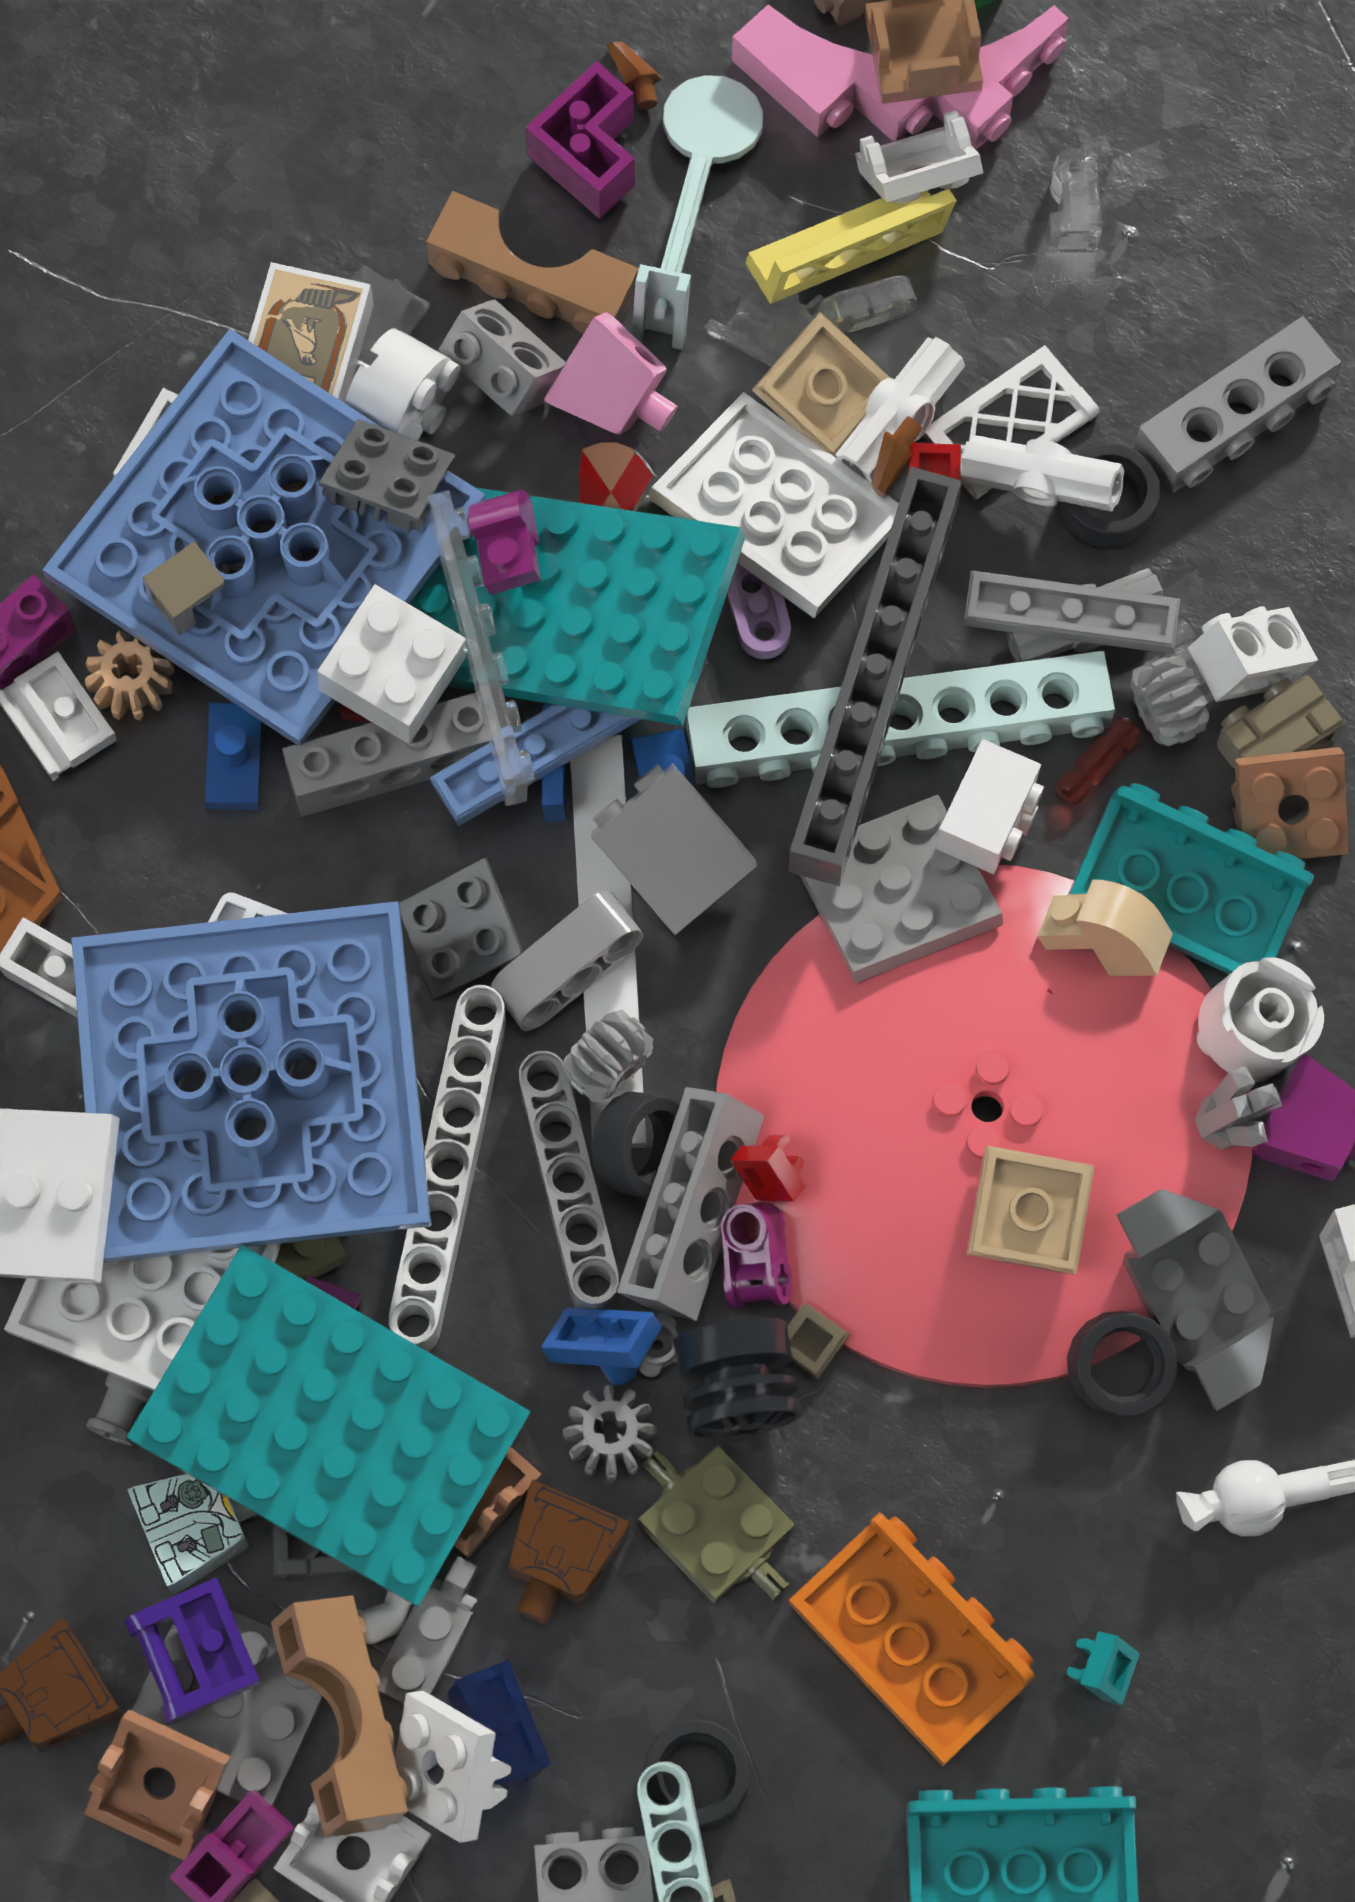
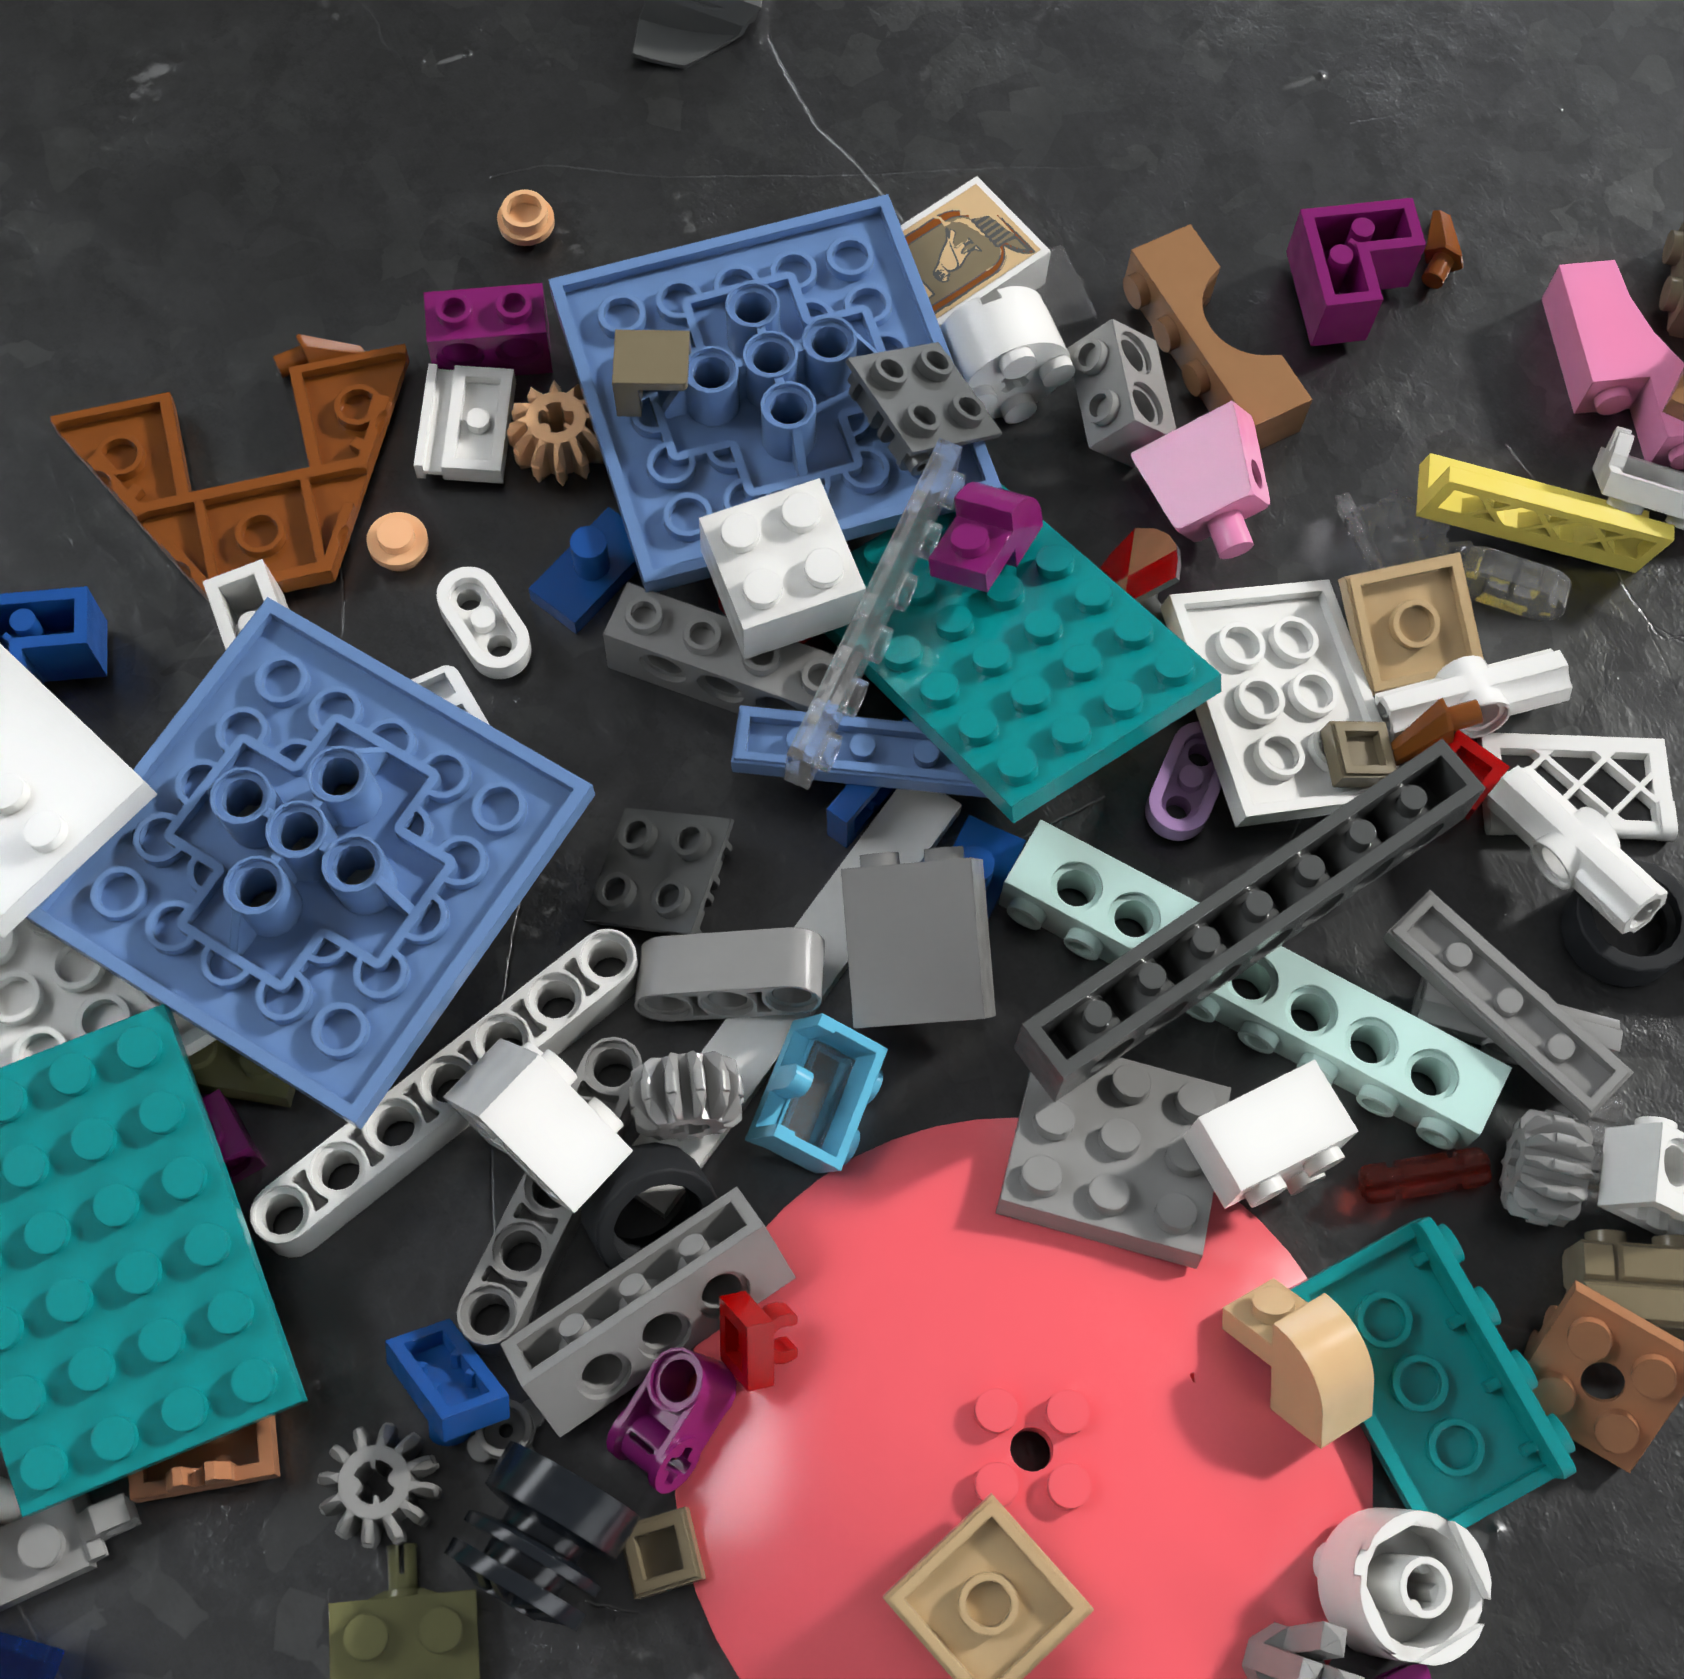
camera: 35 degrees right, 5 degrees down
(82, 836) = (397, 541): none -> light nougat plate
(197, 848) = (485, 627): none -> white plate
(534, 1136) = (532, 1113): none -> white brick
(561, 1549) = (226, 1571): reddish brown torso -> none
(683, 994) = (818, 1094): none -> medium azure window
(709, 123) = (1473, 330): light aqua piece -> none
(856, 507) = (1357, 752): none -> dark tan tile

